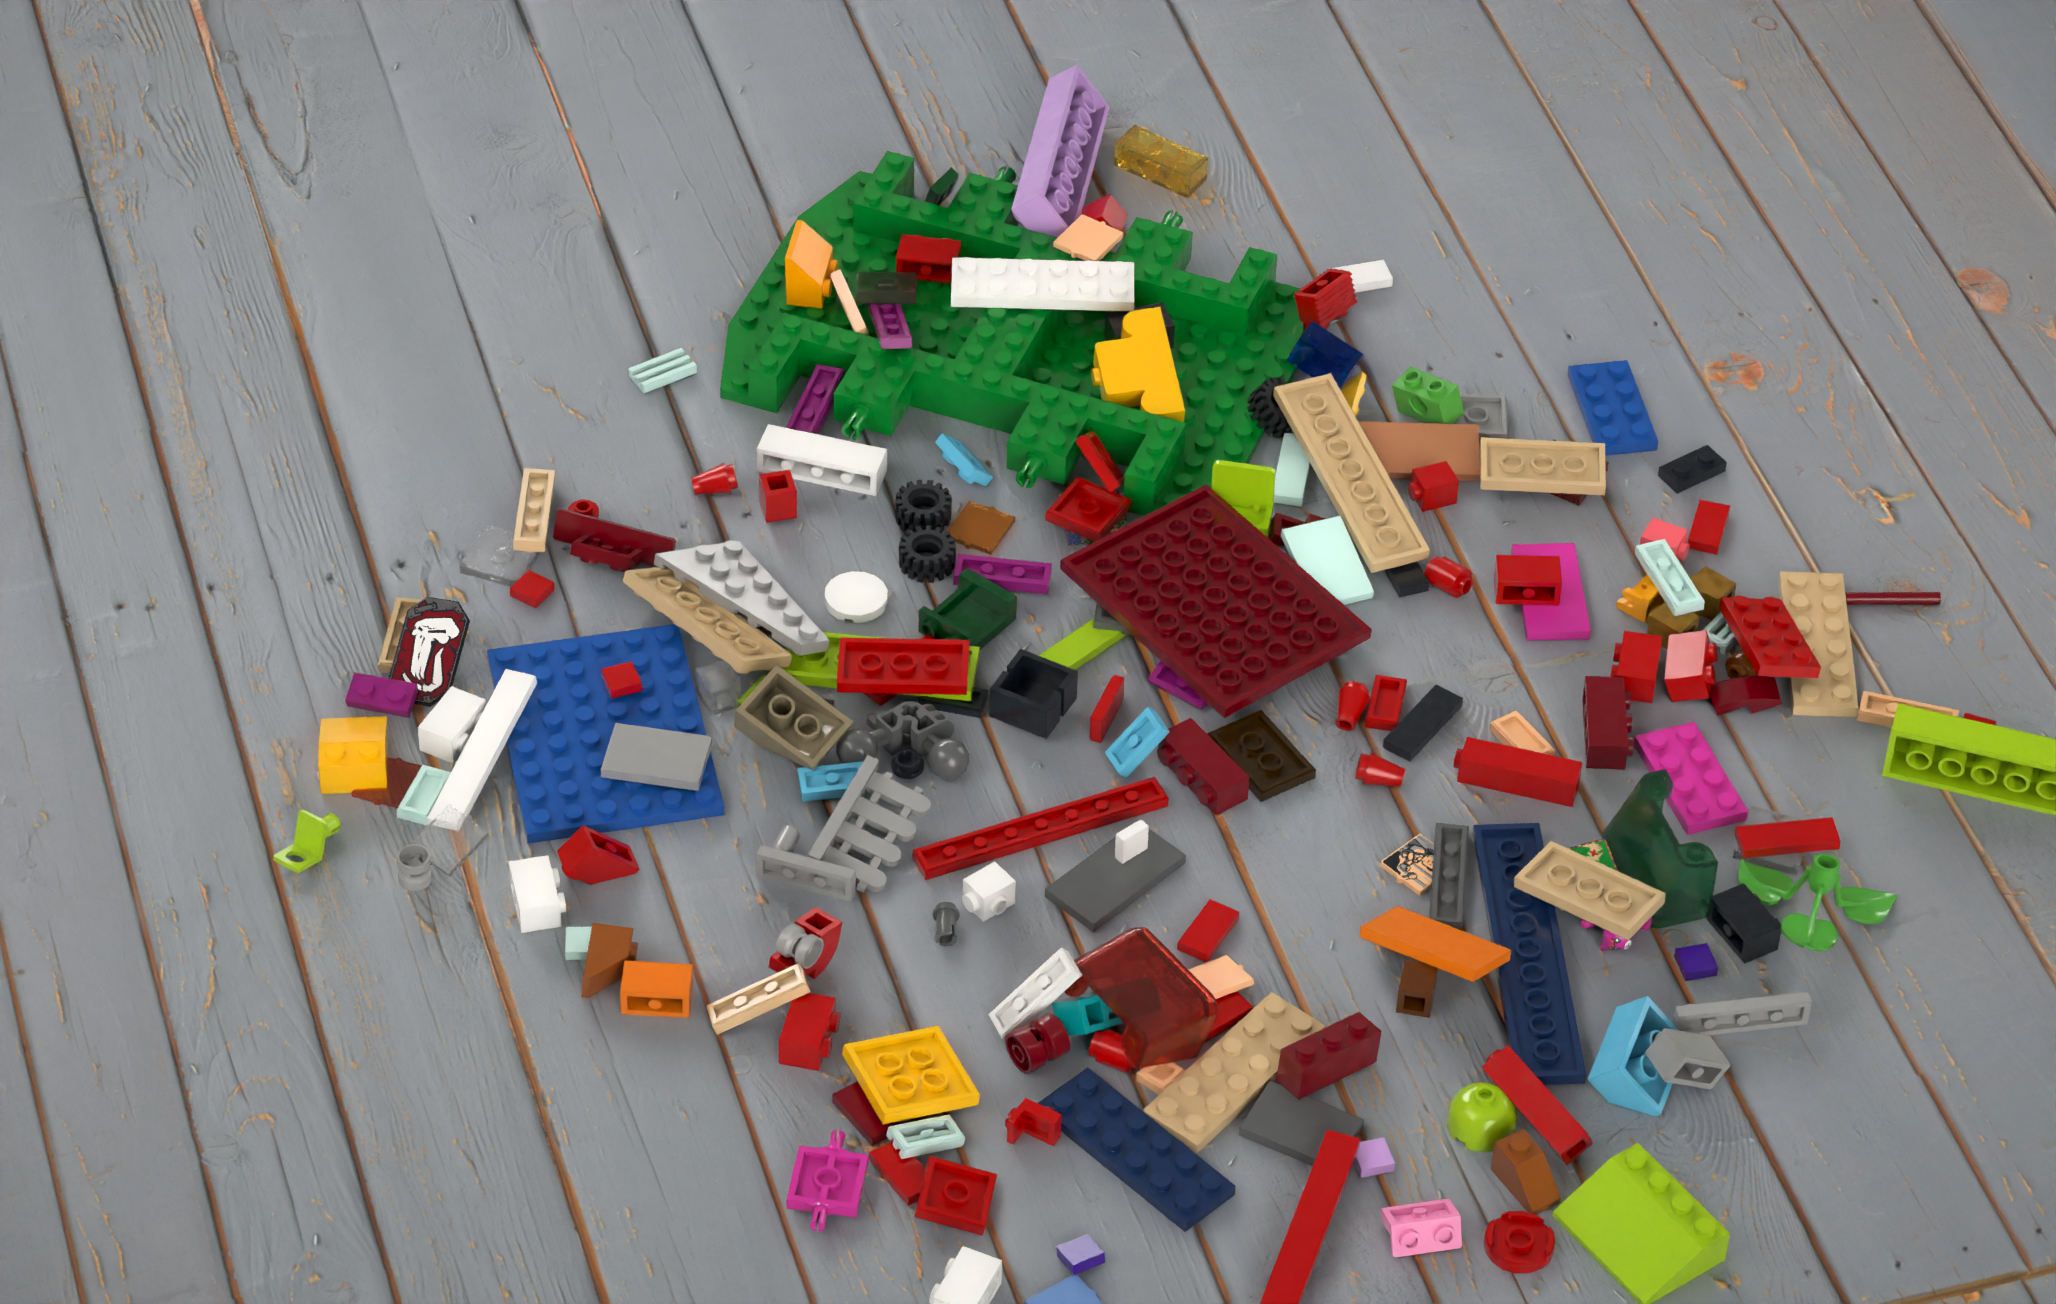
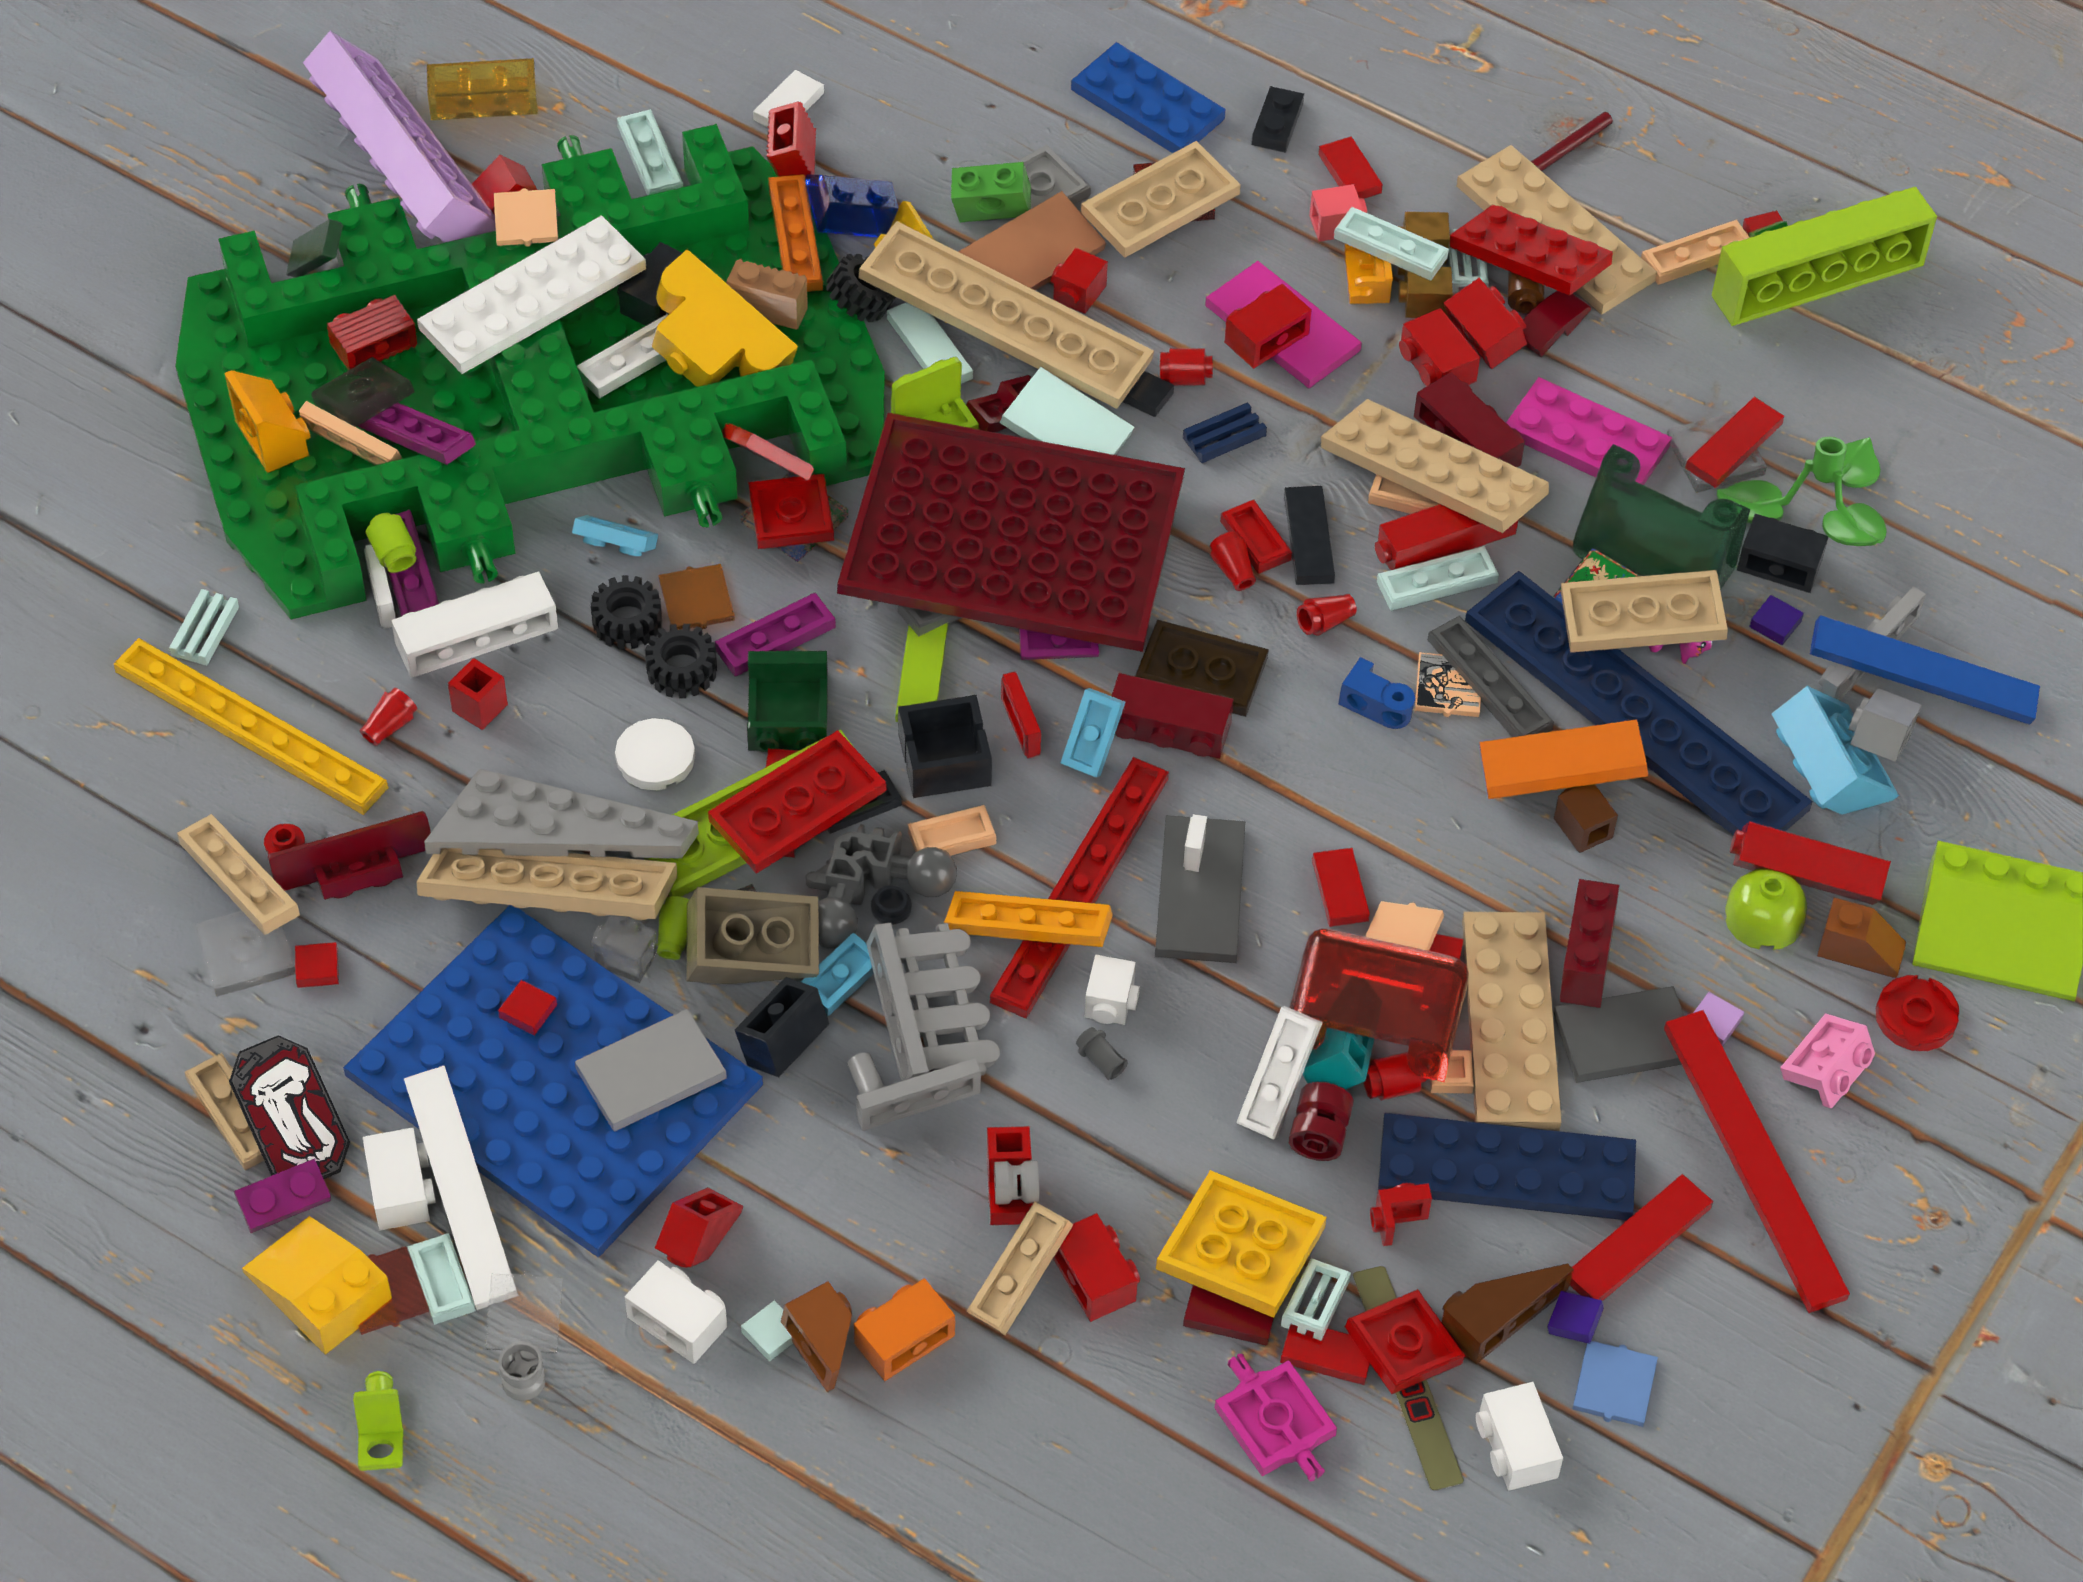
camera: 40 degrees left, 10 degrees up
(632, 441) = (251, 726): none -> yellow tile
(760, 783) = (782, 1027): none -> black brick
(786, 404) = (379, 588): none -> white tile
(810, 379) = (391, 542): none -> lime brick
(930, 1235) = (1417, 1400): none -> olive sticker
(978, 819) = (1029, 918): none -> light orange plate
(994, 750) = (954, 831): none -> light nougat tile
(1035, 1216) = (1500, 1307): none -> reddish brown slope
(1063, 361) = (621, 361): none -> white plate
(1173, 1242) = (1639, 1239): none -> red tile
(1203, 373) = (773, 293): none -> medium nougat brick
(1232, 252) = (649, 152): none -> light aqua tile
(1267, 352) = (795, 229): none -> orange tile
(1354, 838) = (1376, 697): none -> blue leg
(1434, 631) = (1220, 428): none -> dark blue tile
(1483, 798) = (1437, 578): none -> light aqua tile
(1548, 725) = (1435, 465): none -> tan plate
(1757, 1046) = (1925, 669): none -> blue tile

